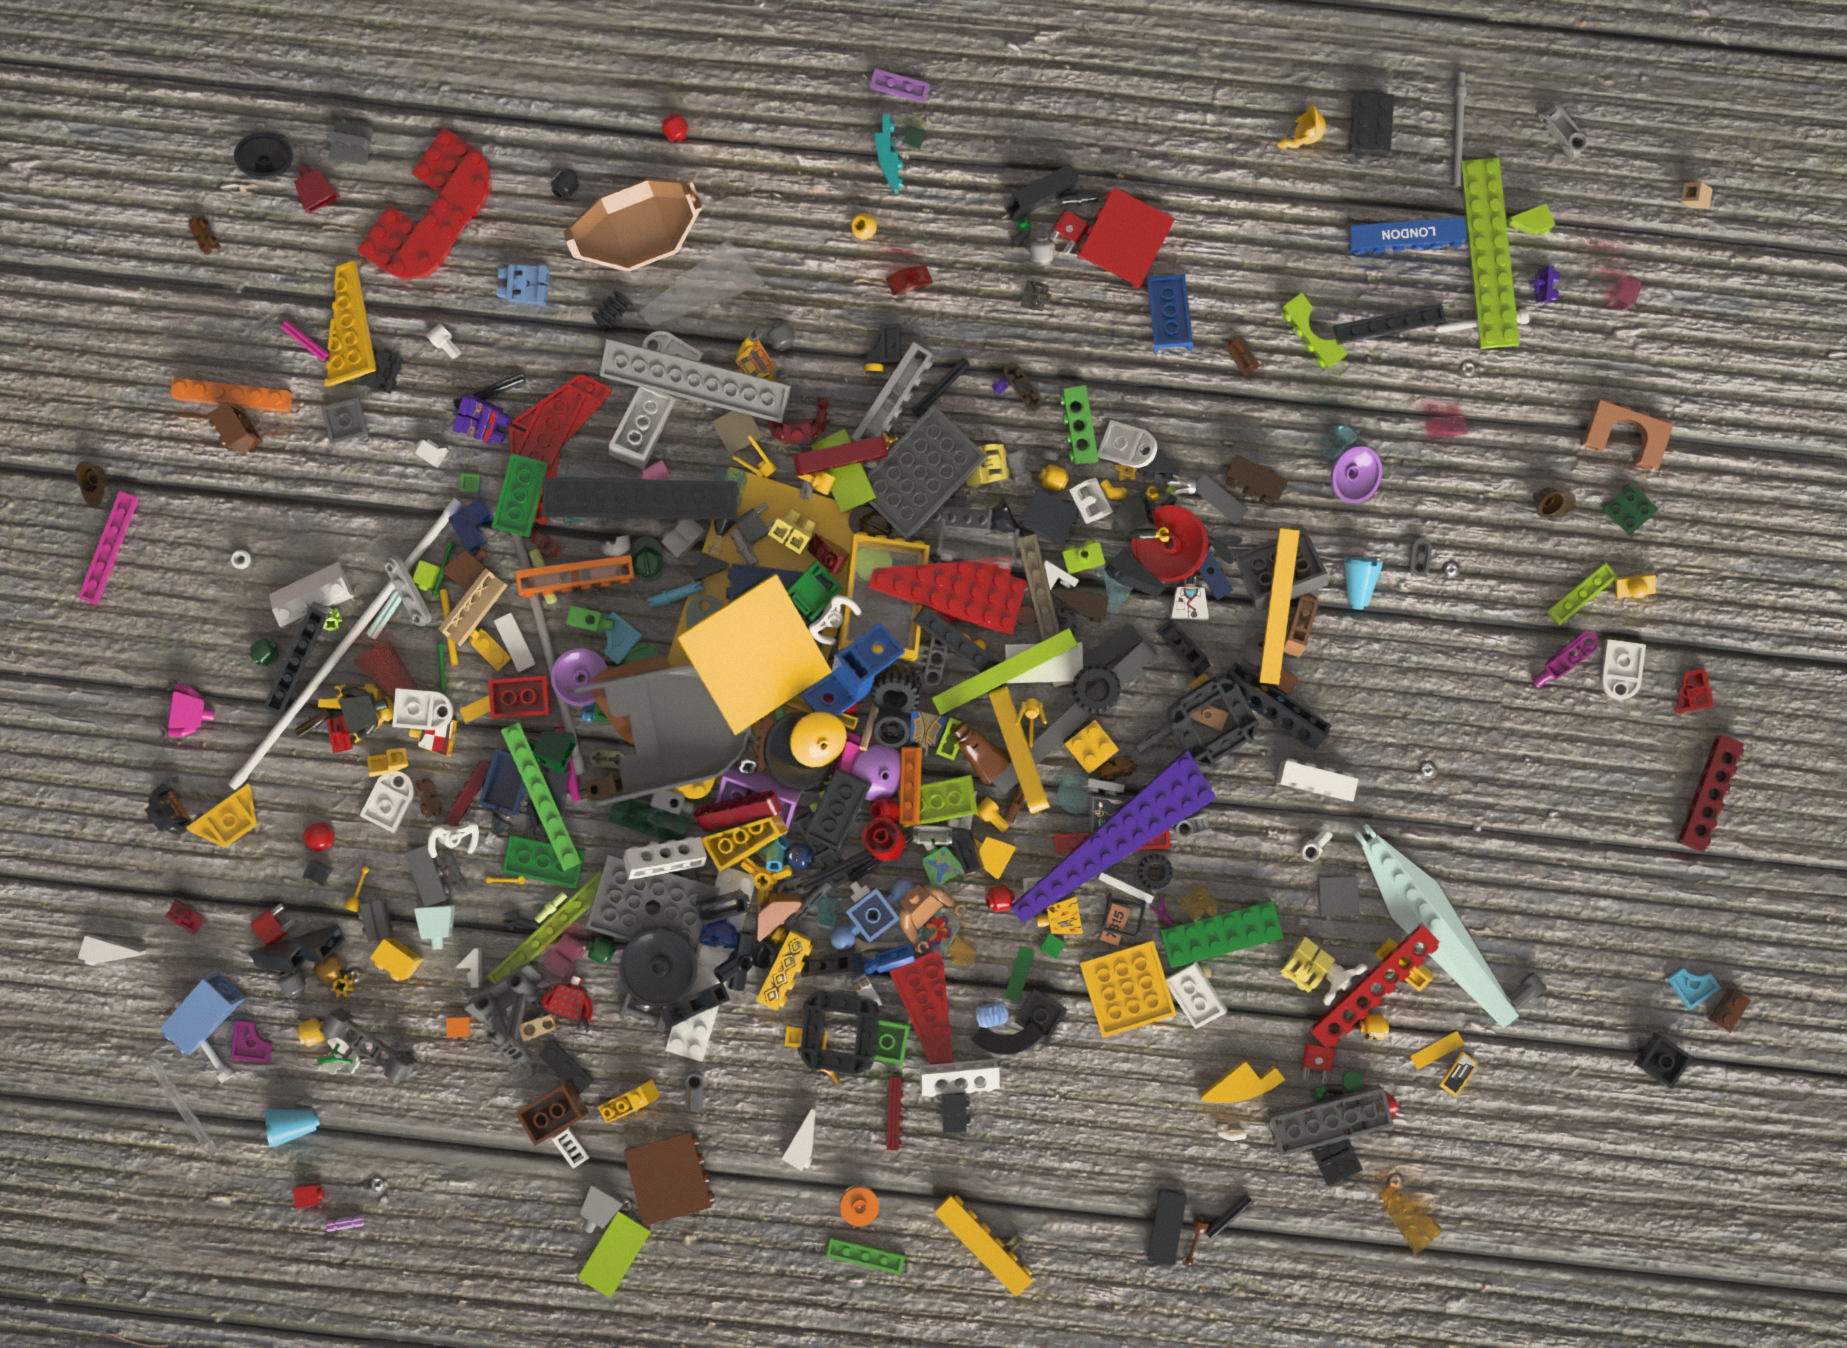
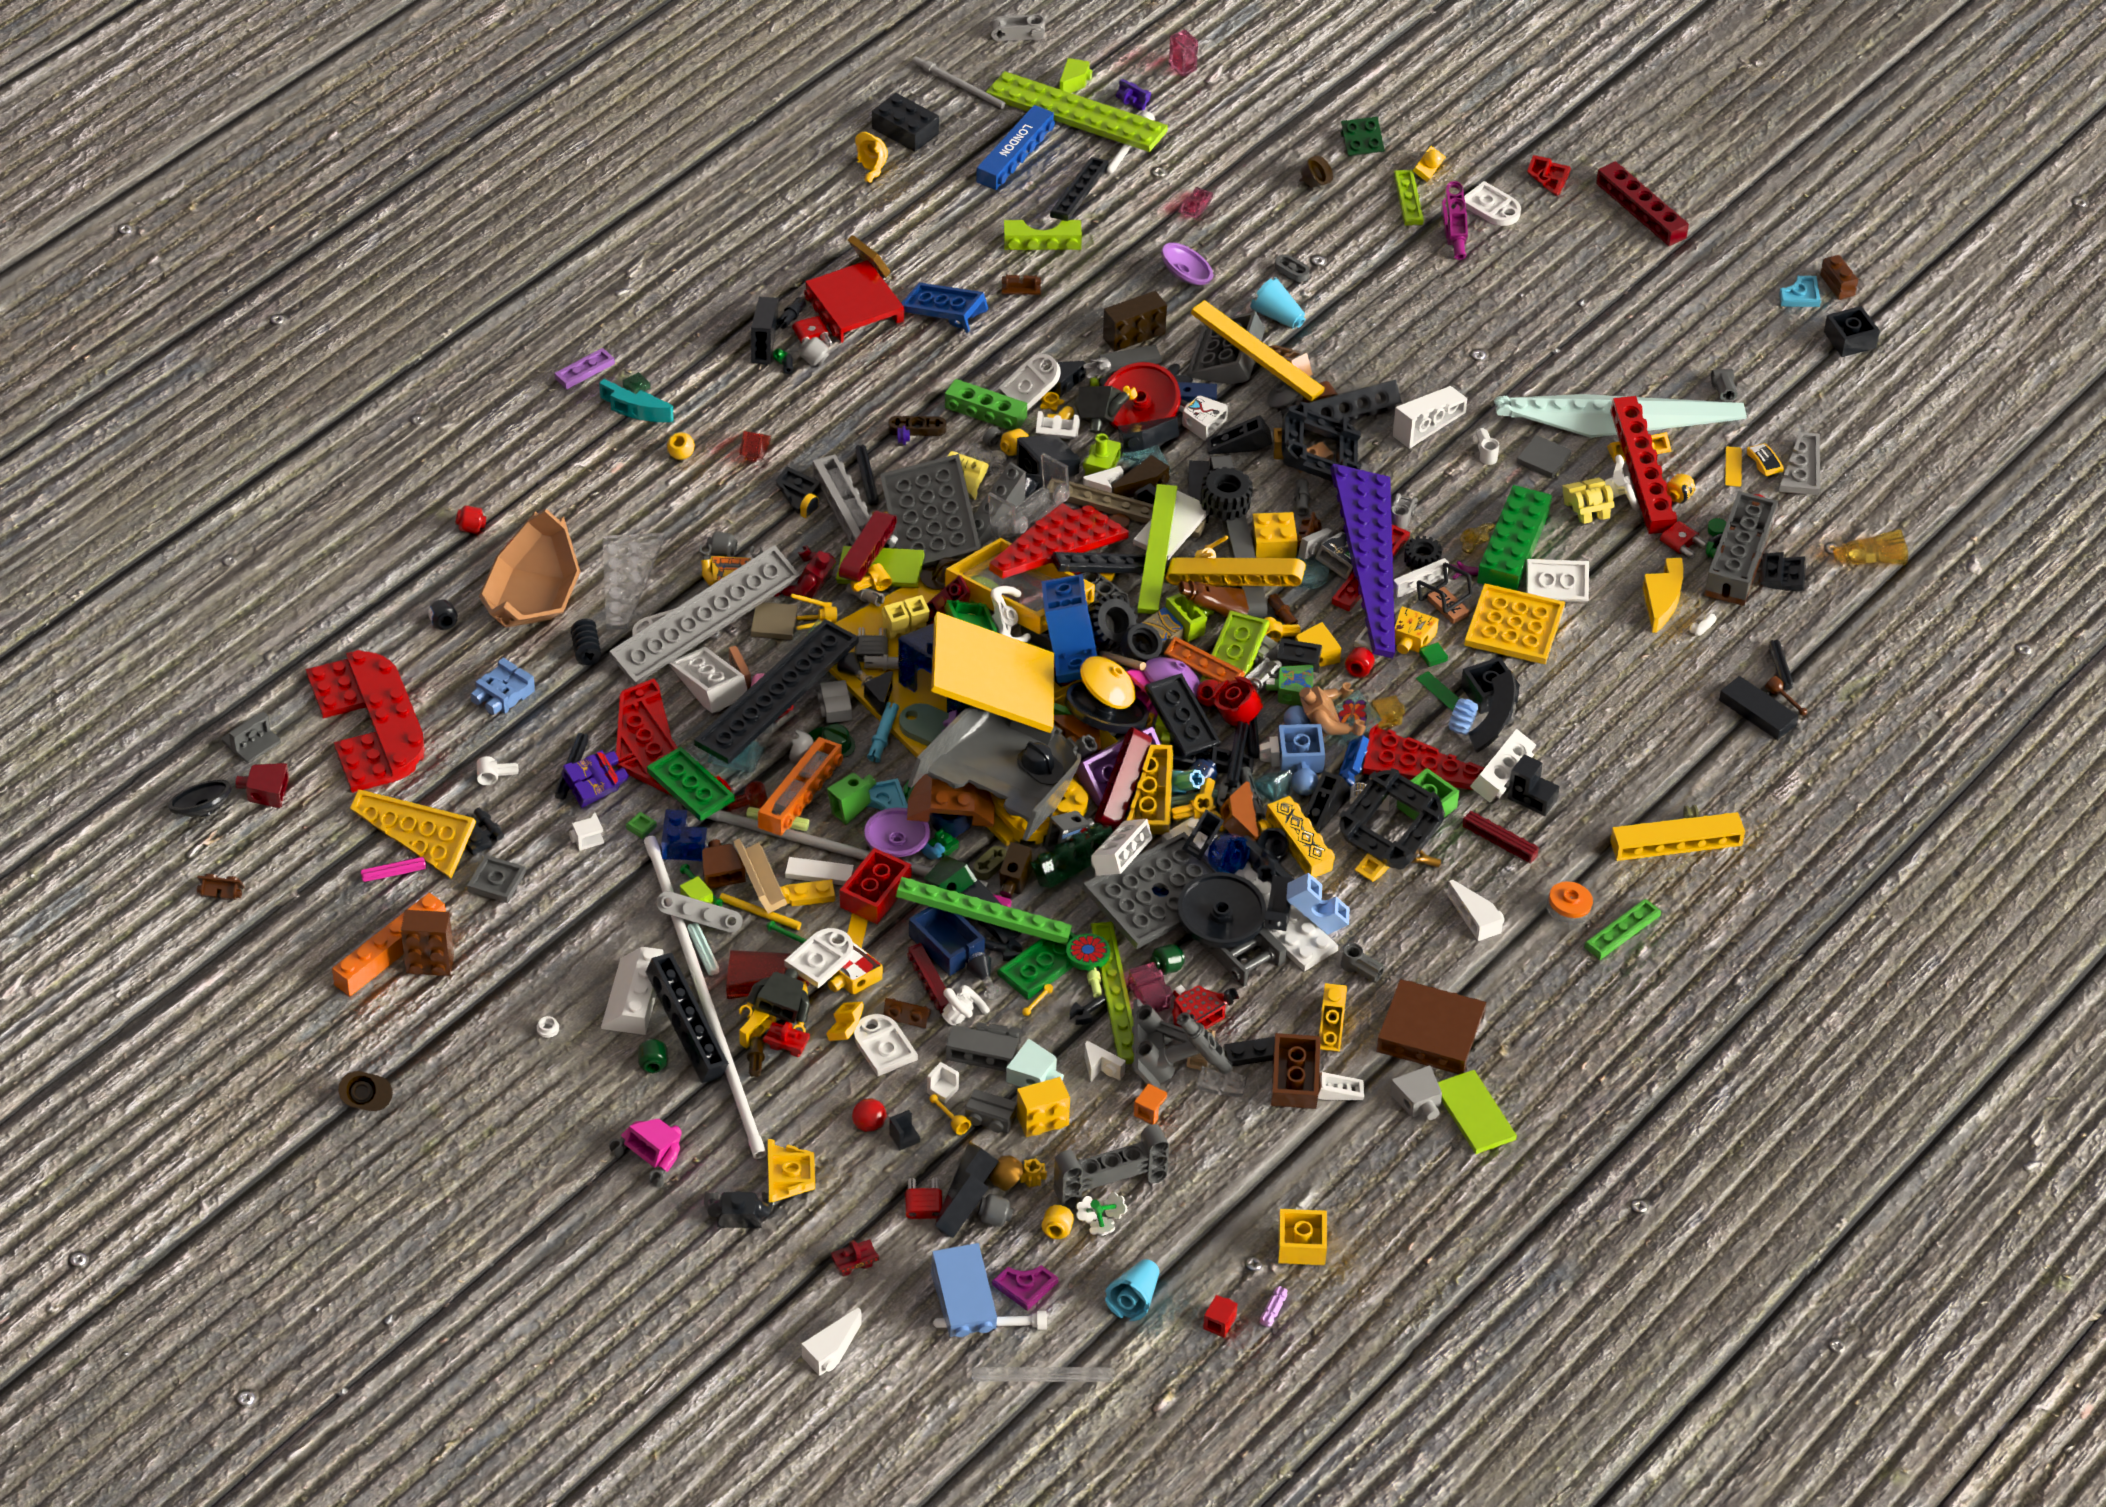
camera: 65 degrees left, 40 degrees down
(108, 548) = (438, 1121): dark pink plate -> none
(378, 869) = (943, 1082): none -> white panel
(409, 1210) = (1302, 1237): none -> yellow brick
(565, 890) = (1088, 951): none -> tile
(667, 442) = (737, 661): none -> nougat tile
(704, 743) = (1040, 763): none -> black piece
(712, 1030) = (1306, 896): none -> light blue arch
(1035, 295) = (848, 374): clear smoke brick -> none
(1180, 215) = (867, 253): none -> pearl gold tile
(1343, 436) = (1148, 258): clear light blue hinge -> none
(1471, 1109) = (1803, 466): none -> light grey wing
(1654, 431) = (1309, 94): nougat arch -> none

